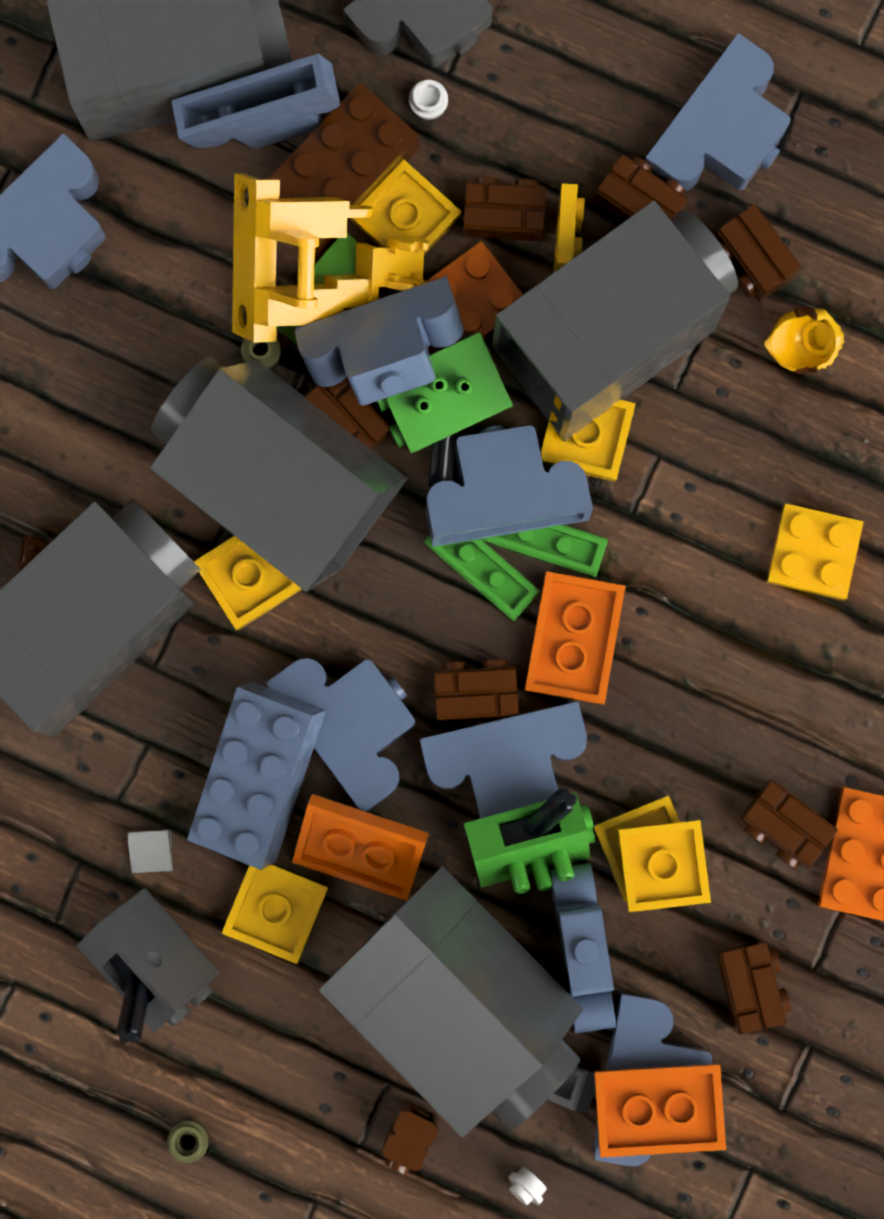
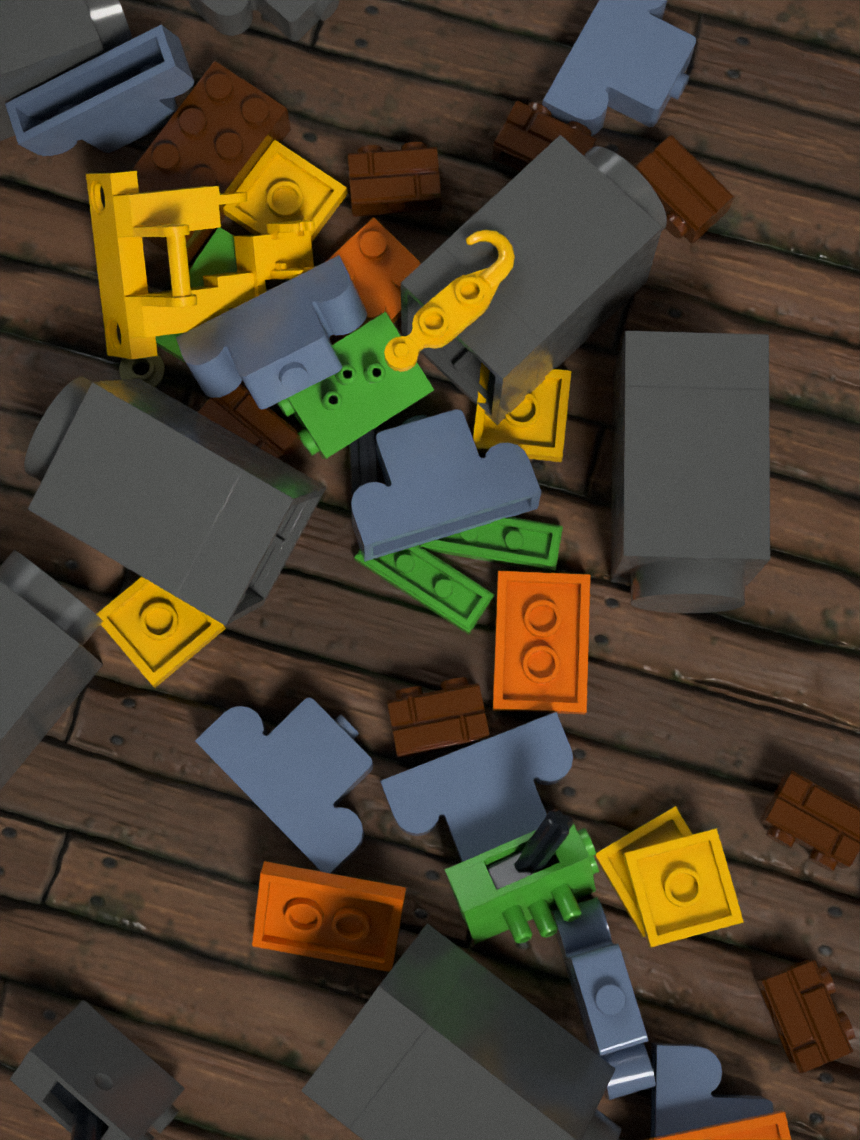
camera: 10 degrees left, 5 degrees down
(150, 851) = (86, 956): light grey slope -> none
(256, 775) = (196, 849): sand blue brick -> none
(275, 911) = (239, 1005): yellow plate -> none
(428, 99) = (293, 74): white plate -> none
(538, 344) = (453, 307): none -> yellow piece
(569, 221) = (468, 176): yellow plate -> none
(724, 508) = (690, 468): none -> dark grey container
(805, 340) = (750, 275): yellow hair -> none
(814, 552) = (807, 509): yellow plate -> none

